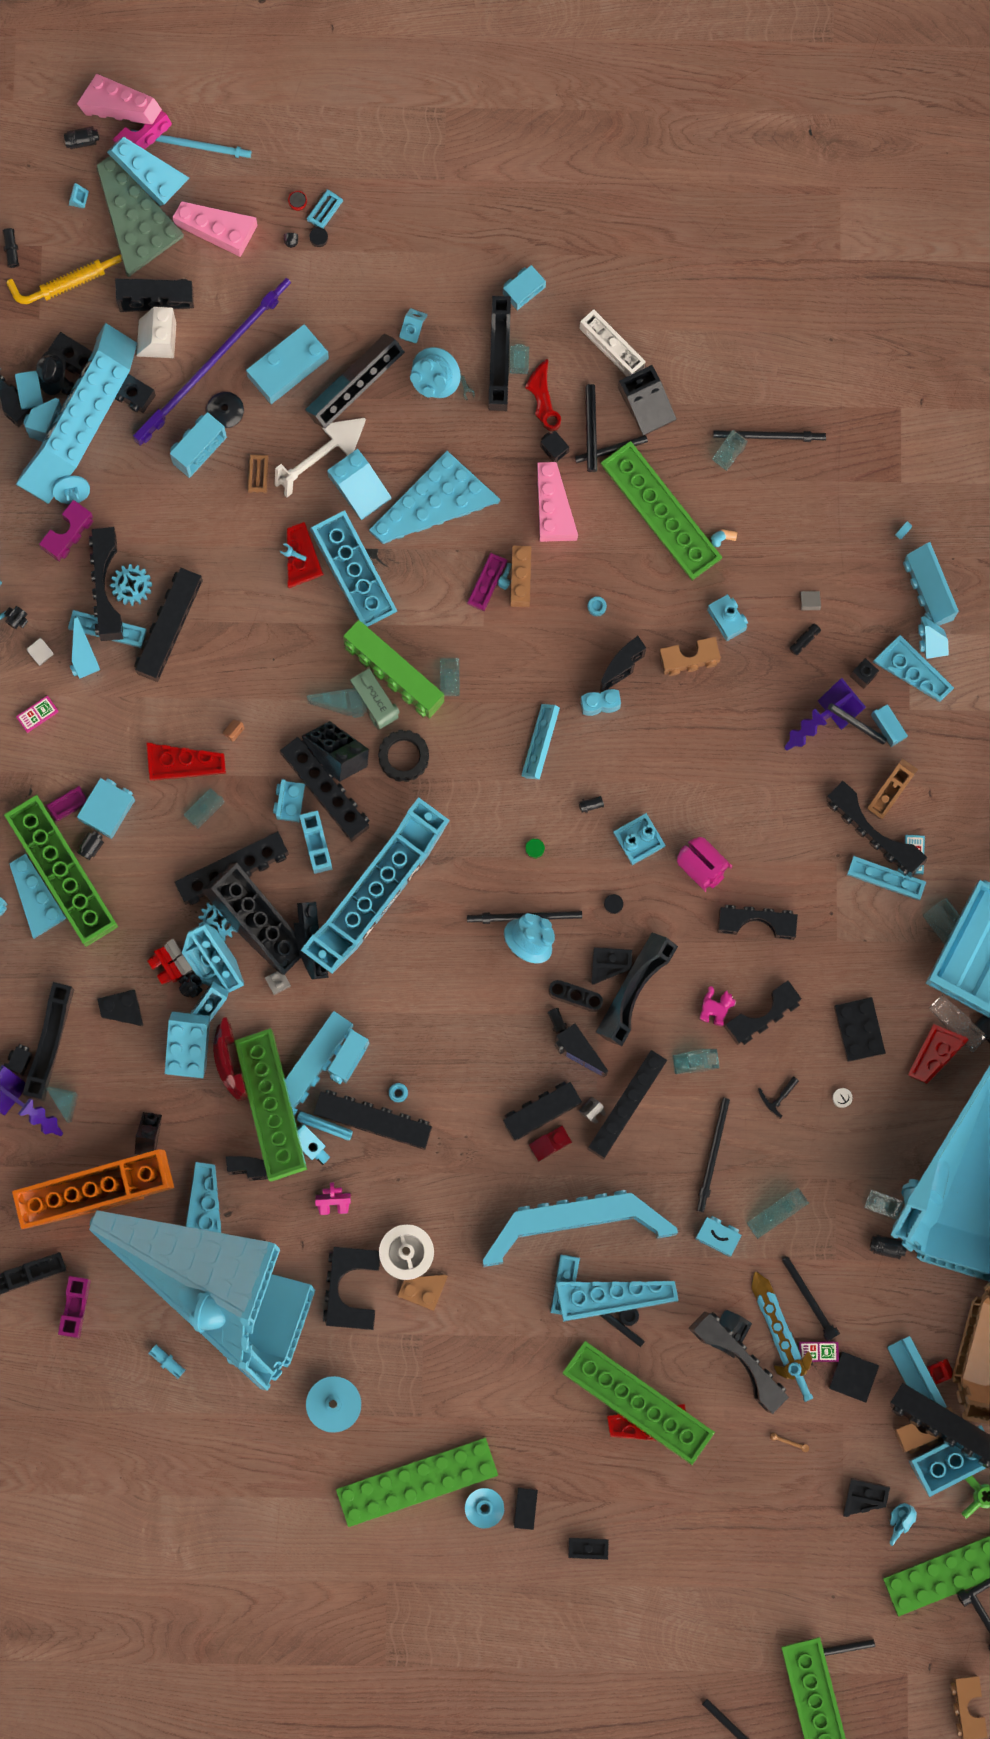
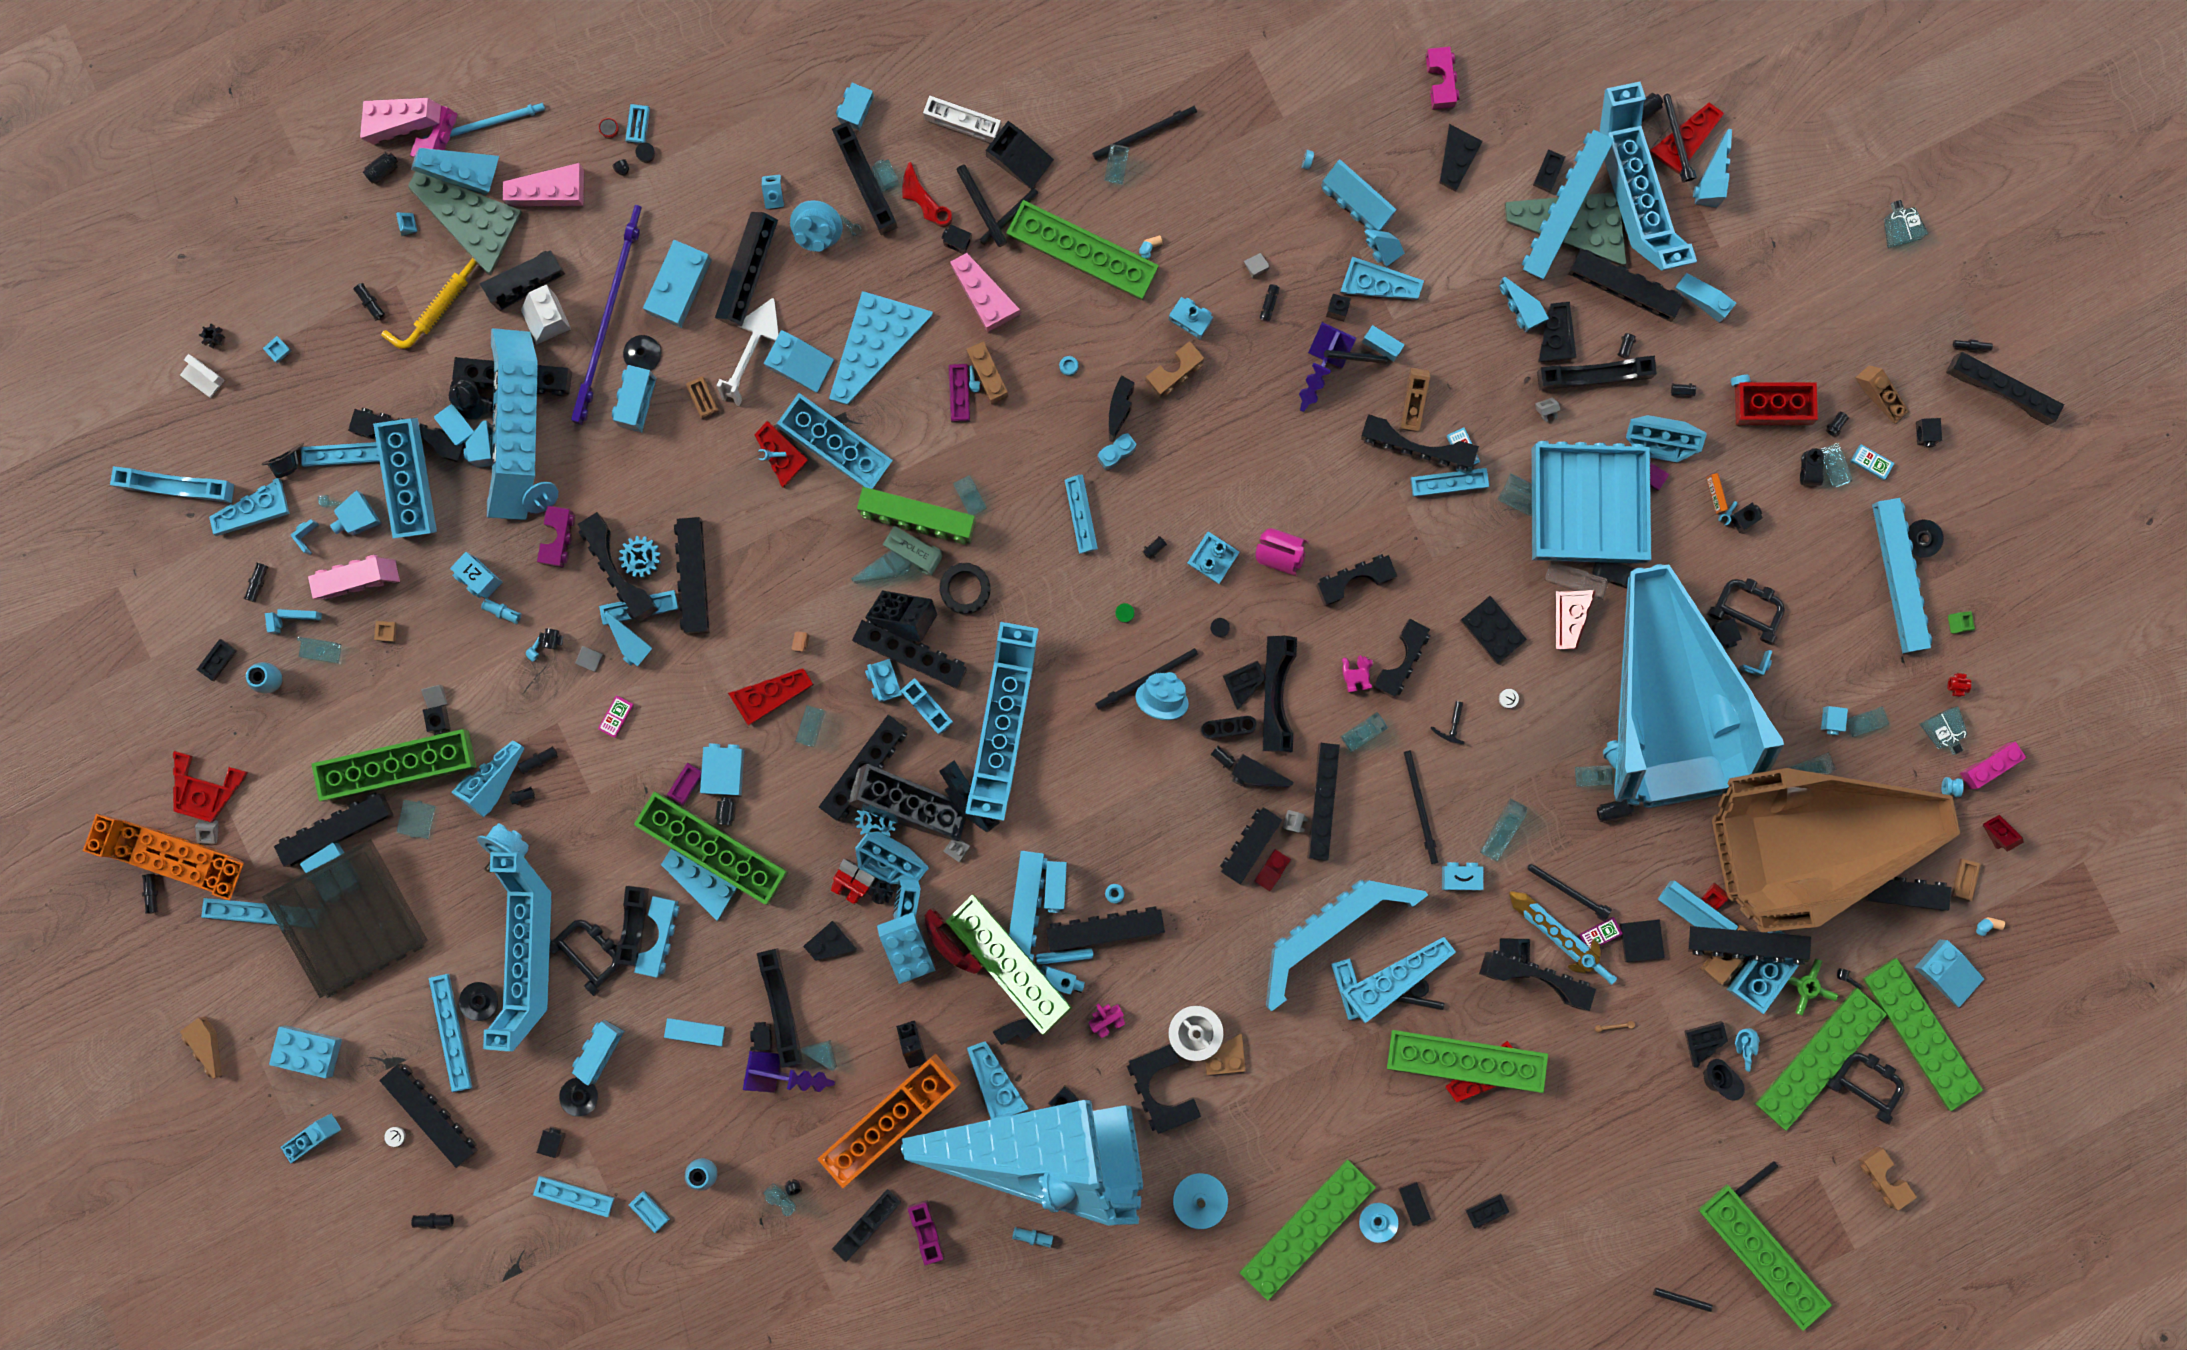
camera: 25 degrees left, 5 degrees up
(864, 1540) = (1723, 1079): none -> black piece

